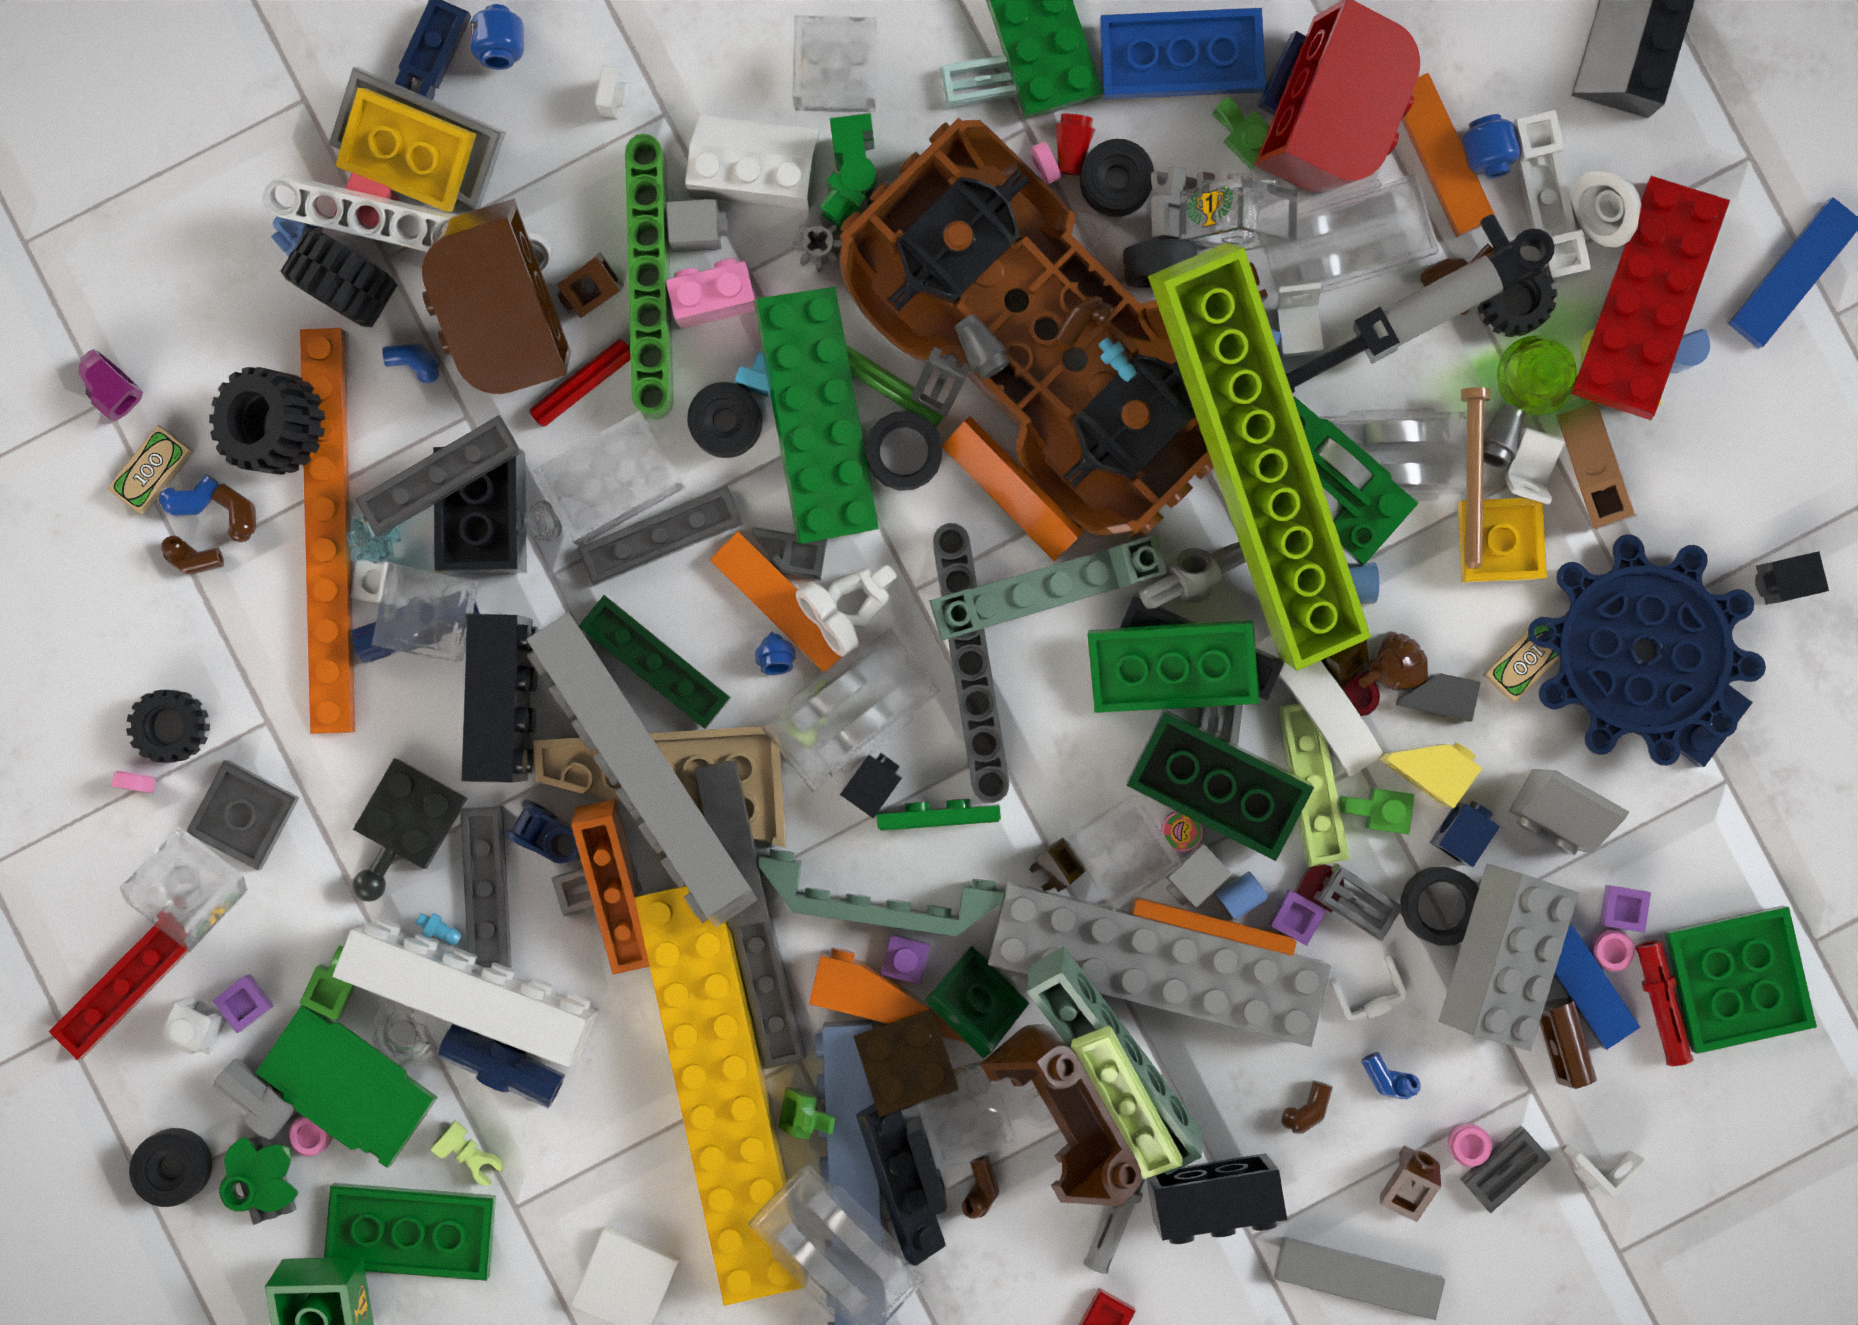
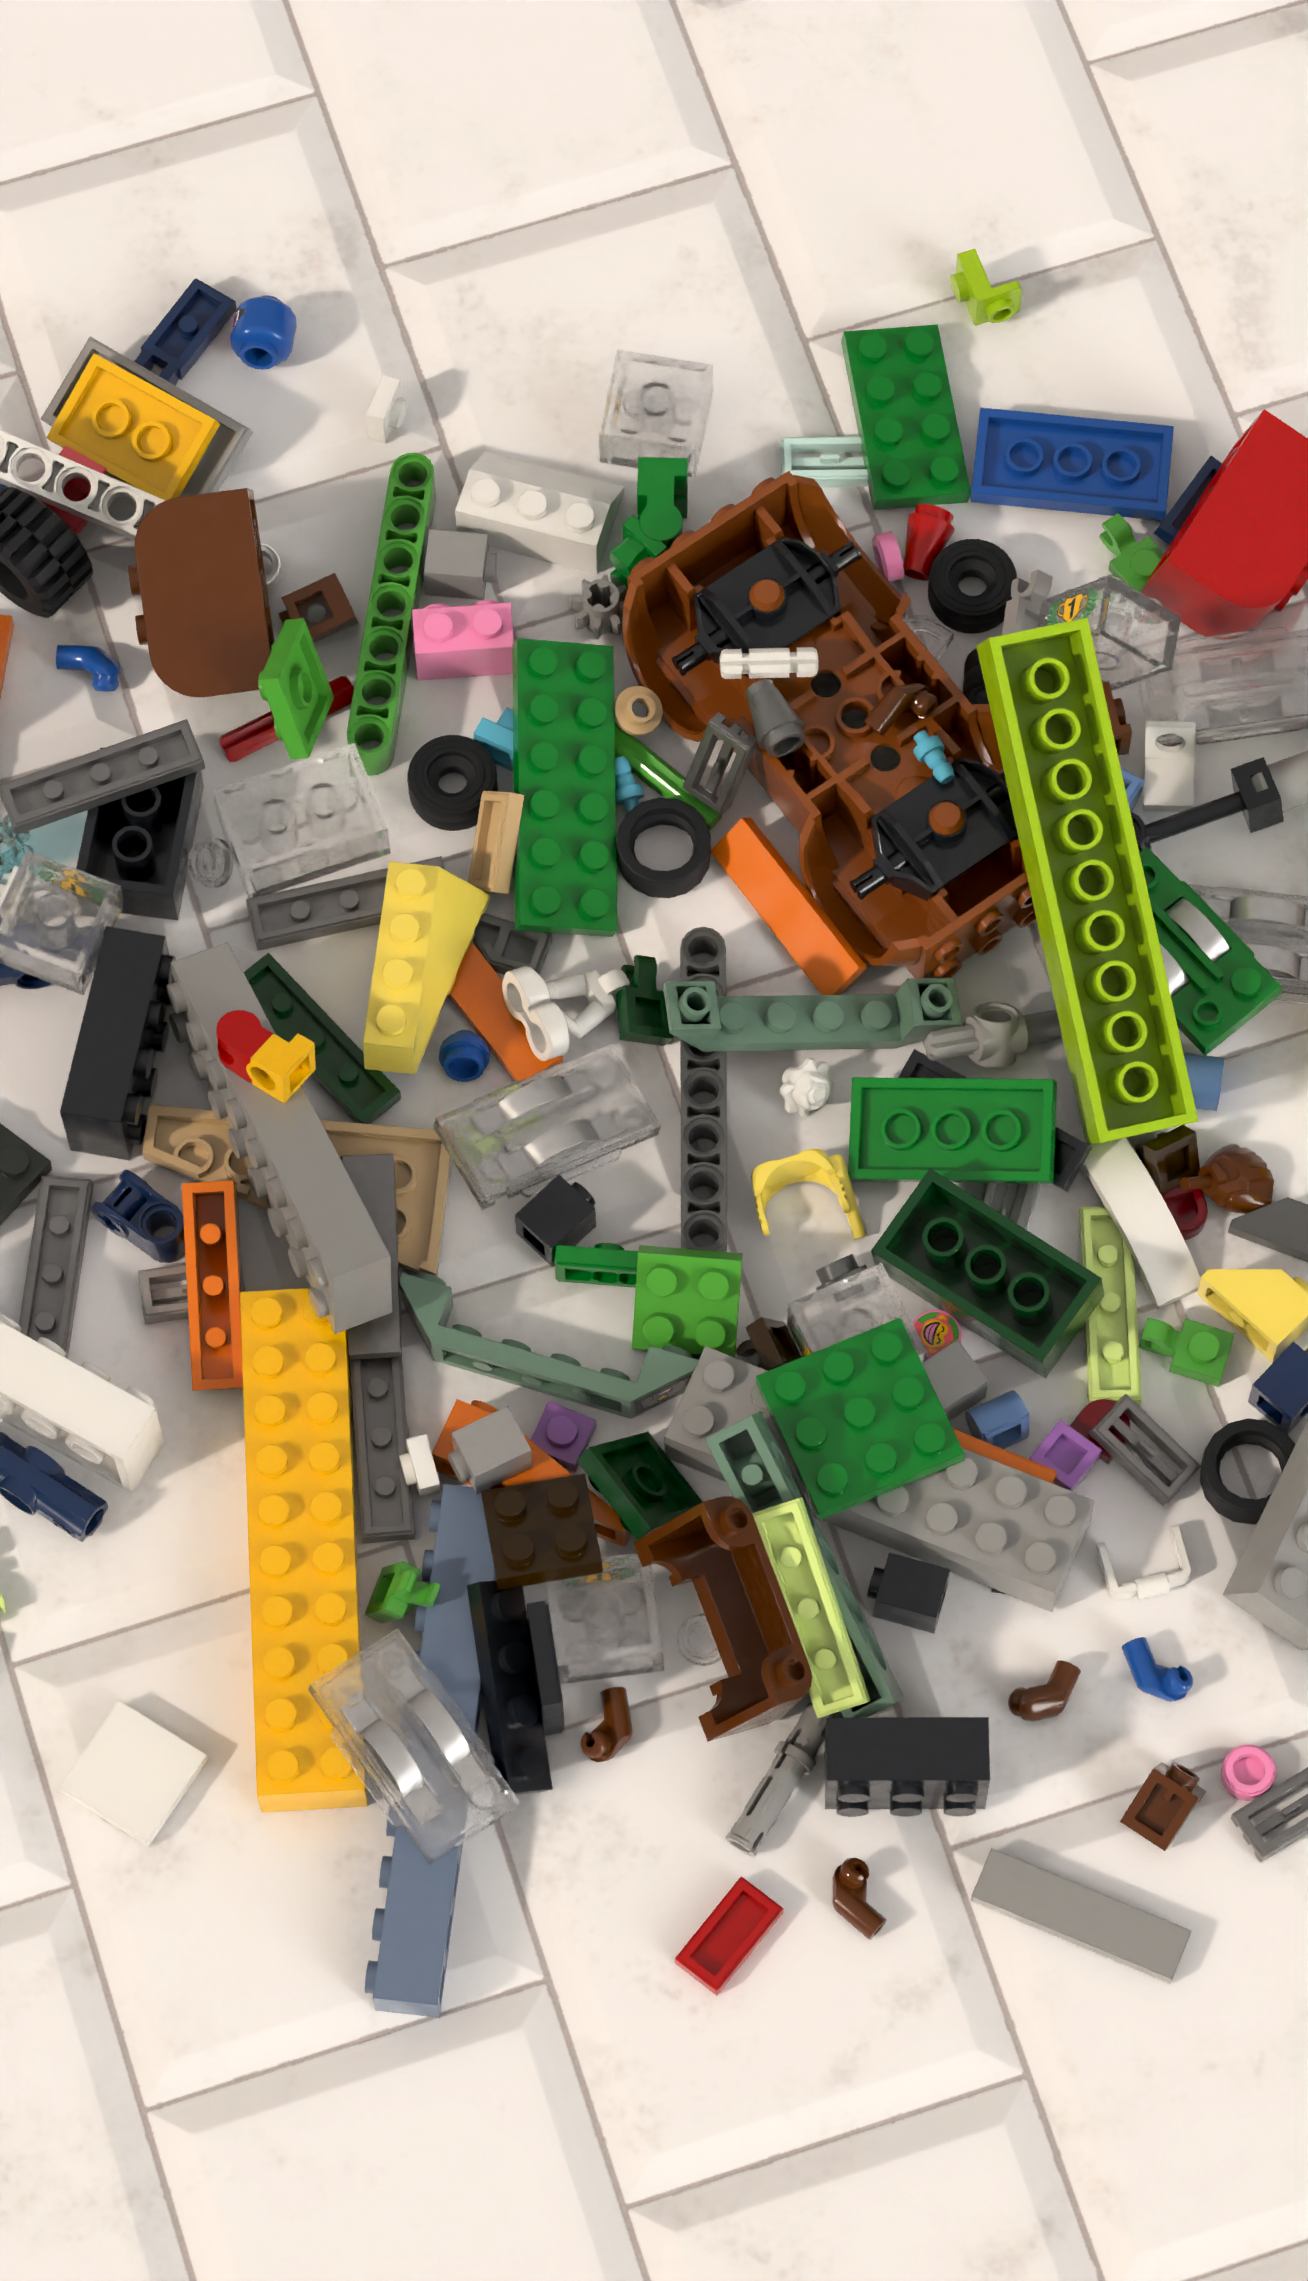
camera: 10 degrees right, 20 degrees down
(583, 373) = (296, 689): none -> bright green plate
(614, 725) = (262, 1056): none -> leg
(724, 579) = (420, 945): none -> light yellow wedge
(769, 472) = (495, 841): none -> tan tile
(800, 1012) = (419, 1465): none -> white plate
(853, 342) = (628, 720): none -> tan plate
(854, 1004) = (490, 1450): none -> light grey brick
(866, 404) = (627, 790): none -> medium azure piece
(910, 593) = (642, 1006): none -> dark green plate
(969, 297) = (769, 663): none -> white axle
(986, 841) = (686, 1299): none -> bright green plate
(1050, 640) = (806, 1087): none -> white plant
(1071, 706) = (806, 1166): none -> light yellow helmet
(1101, 796) = (838, 1271): none -> dark grey plate
(1140, 933) = (859, 1418): none -> green plate
(1184, 1293) = (850, 1897): none -> reddish brown arm
(1194, 1048) = (909, 1592): none -> black brick

